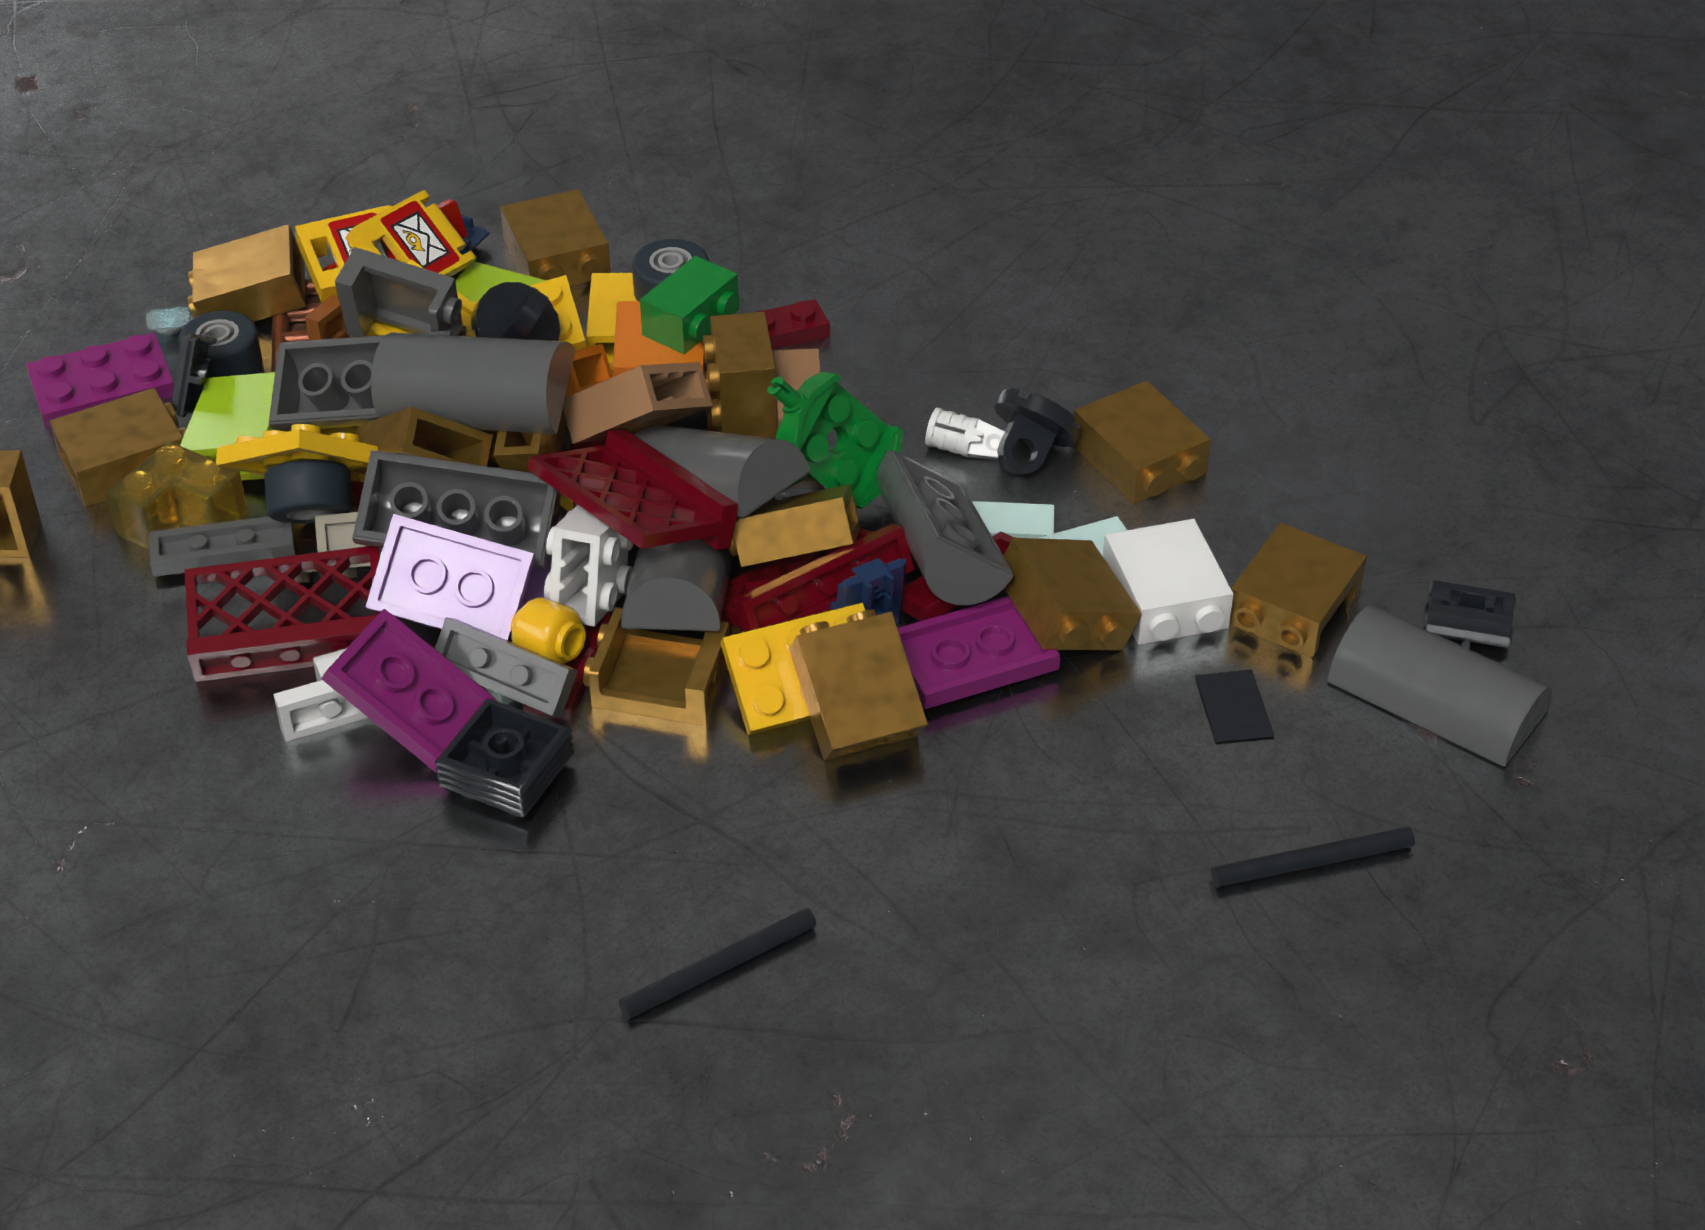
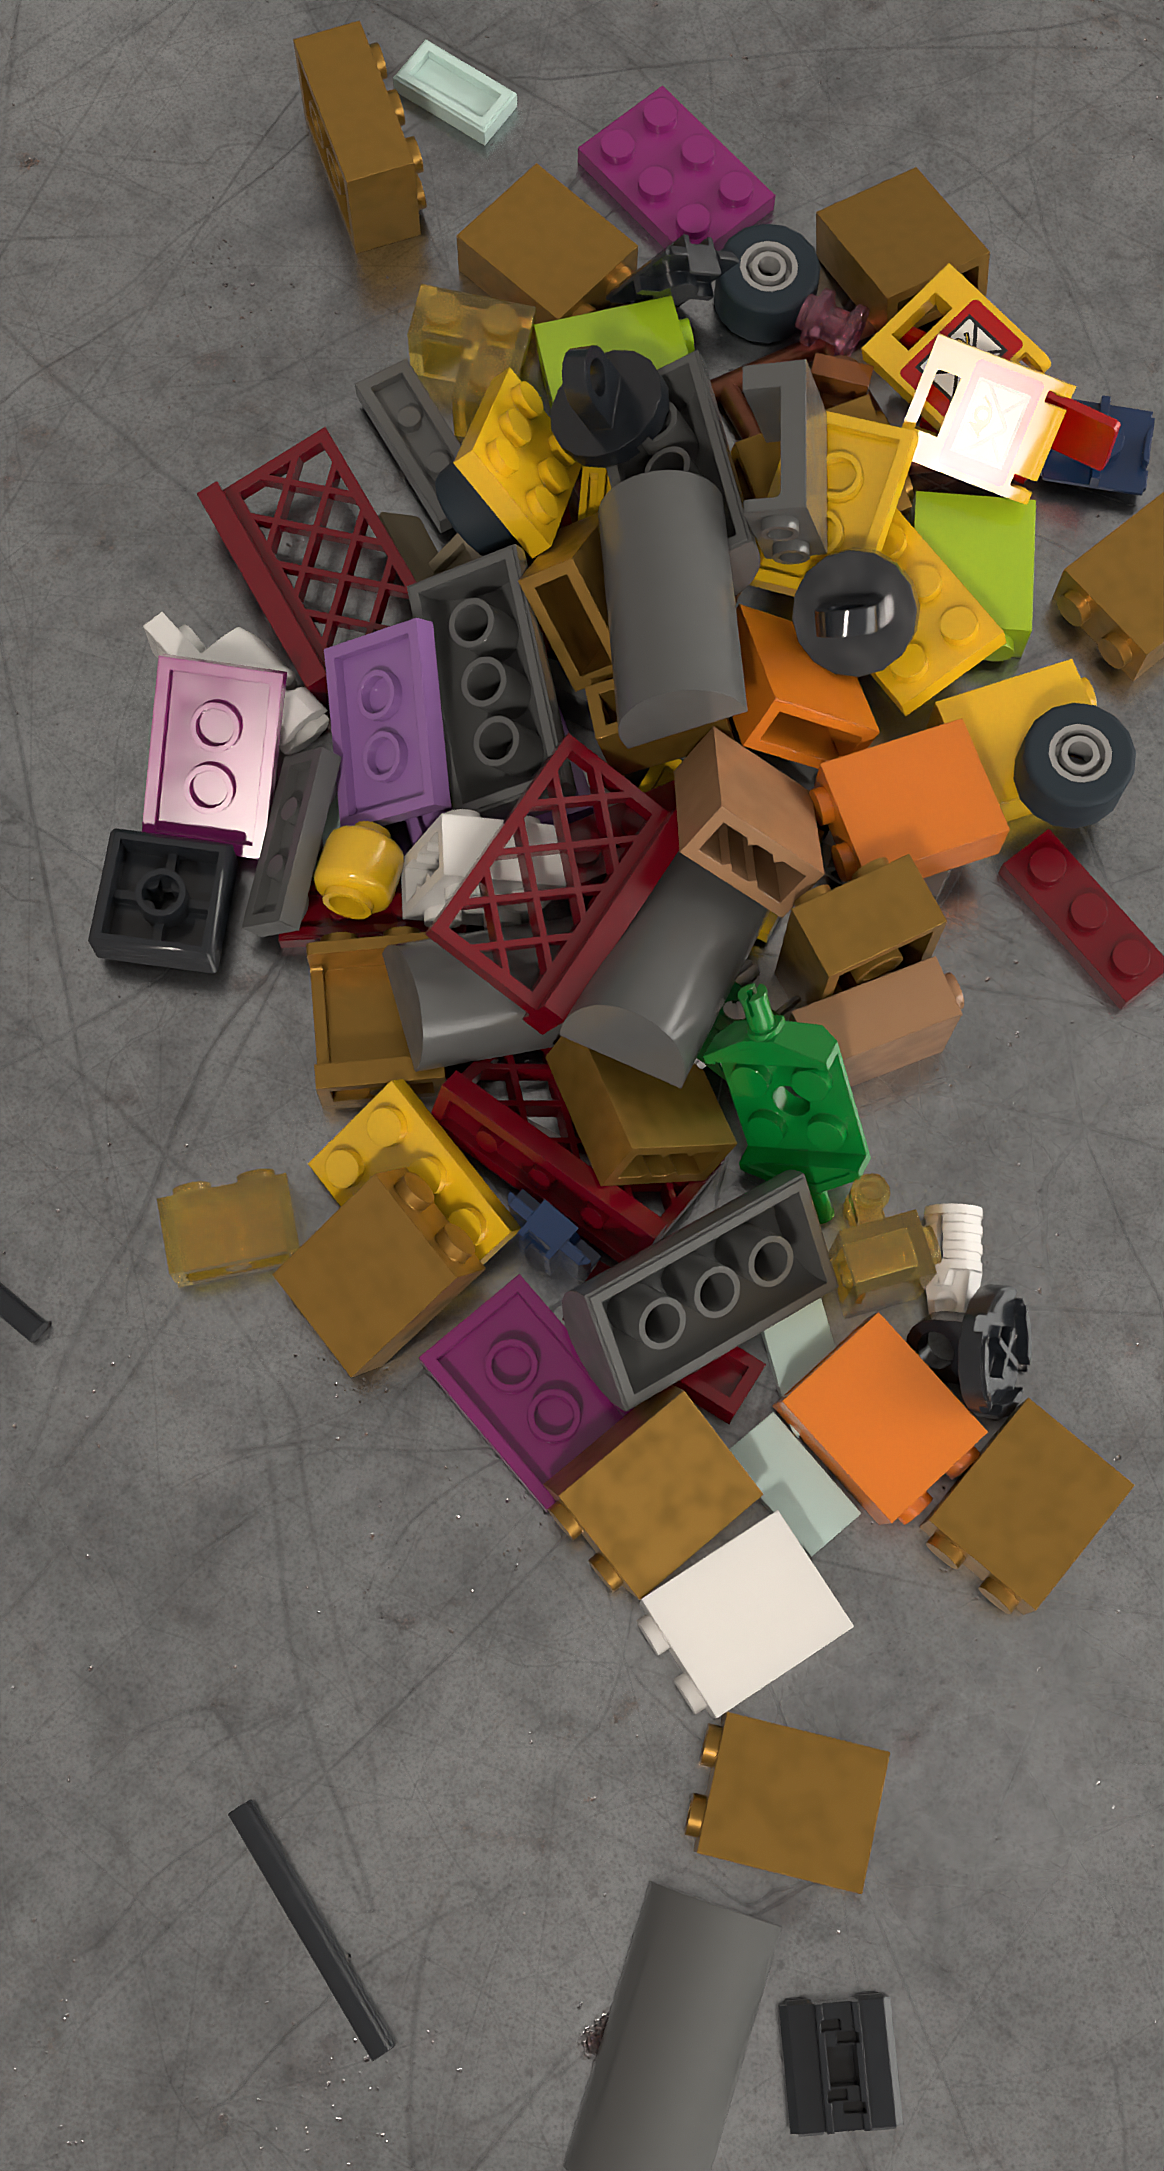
camera: 70 degrees right, 30 degrees up
(168, 320) = (802, 195): clear light blue tile -> none
(273, 321) = (826, 321): none -> clear pink wheel
(287, 394) = (607, 405): none -> black tile
(681, 305) = (958, 817): green brick -> none
(782, 777) = (229, 1227): none -> clear yellow brick
(957, 438) = (877, 1256): none -> clear yellow brick
(1059, 484) = (882, 1422): none -> orange brick
(1234, 705) = (564, 1761): black sticker -> none

